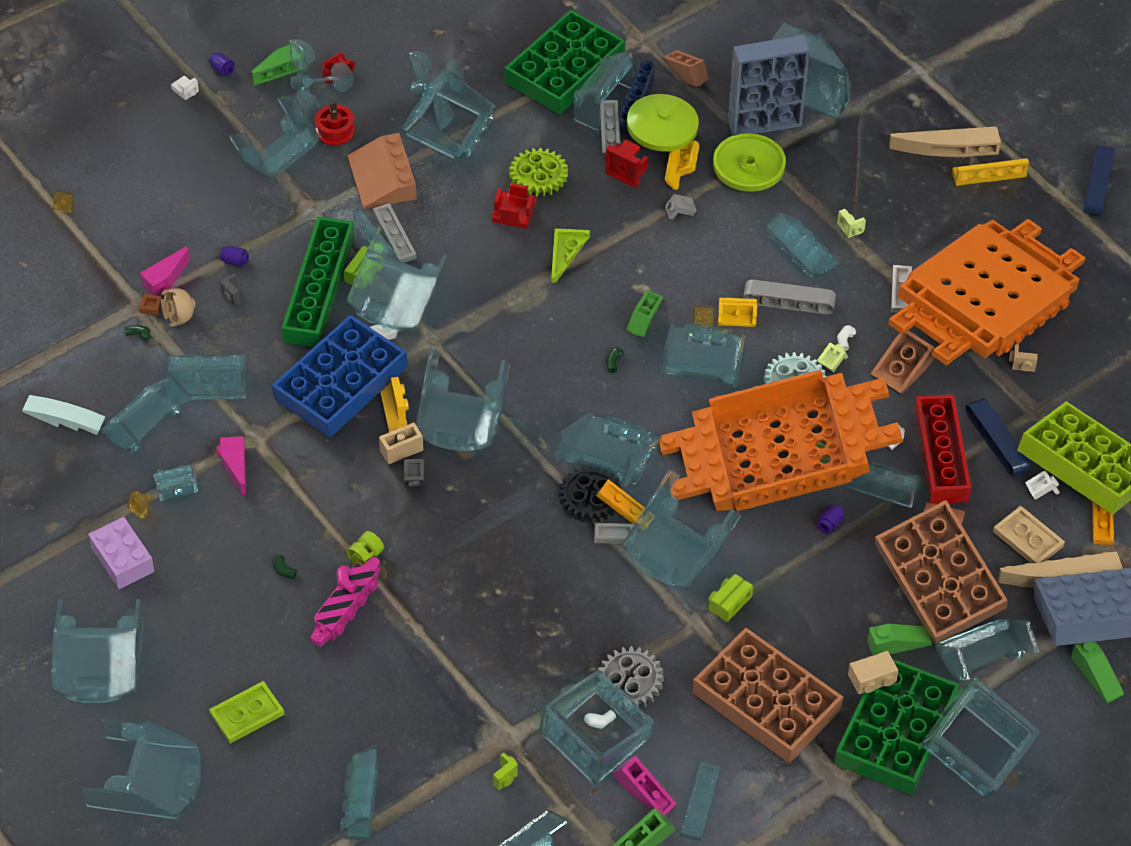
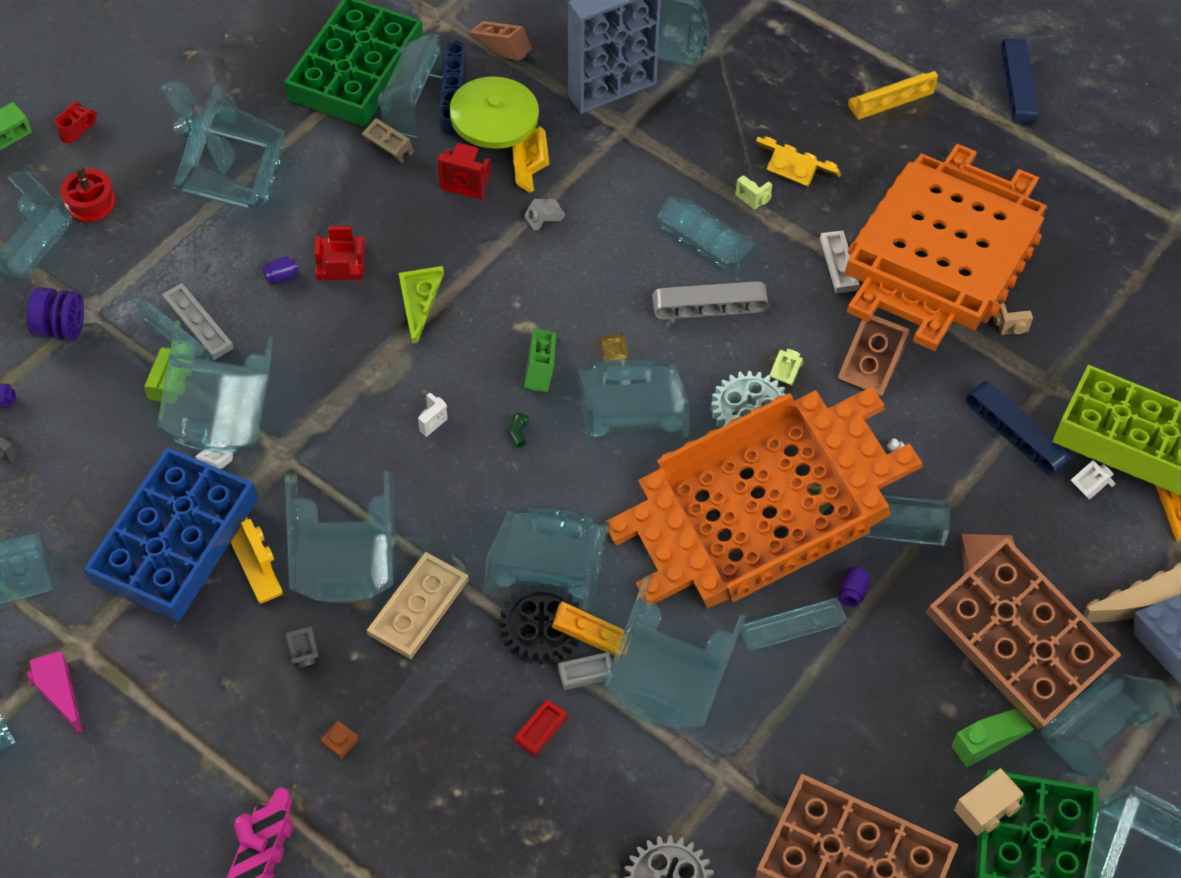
camera: 15 degrees left, 5 degrees up
(281, 569) = (154, 831): dark green arm -> none
(291, 206) = (55, 313): none -> dark purple wheel
(301, 56) = (26, 116): clear light blue plant -> none
(318, 282) = (113, 410): green brick -> none
(368, 546) = (266, 774): lime wheel -> none
(382, 172) = (163, 244): nougat slope -> none
(401, 443) = (276, 610): tan brick -> none
(424, 539) = (339, 740): none -> dark orange plate
(465, 209) = (280, 270): none -> dark purple brick
(504, 463) = (417, 605): none -> tan plate
(539, 171) = (359, 203): lime gear -> none
(552, 337) = (433, 416): none -> white bracket
(570, 562) = (540, 727): none -> red tile
(574, 127) = (388, 139): none -> dark tan hinge
(609, 124) = (430, 130): light grey plate -> none
(730, 597) = (762, 729): lime brick -> none
(737, 312) = (653, 333): yellow hinge -> none
(749, 162) = (611, 140): lime dish -> none
(777, 535) = (793, 624): none -> clear light blue tile
(846, 332) = (789, 337): white arm -> none
(889, 209) = (793, 165): none -> yellow bracket
(942, 449) = (960, 461): red brick -> none
(949, 142) = (835, 70): tan slope -> none
(1028, 536) = (1101, 552): tan plate -> none

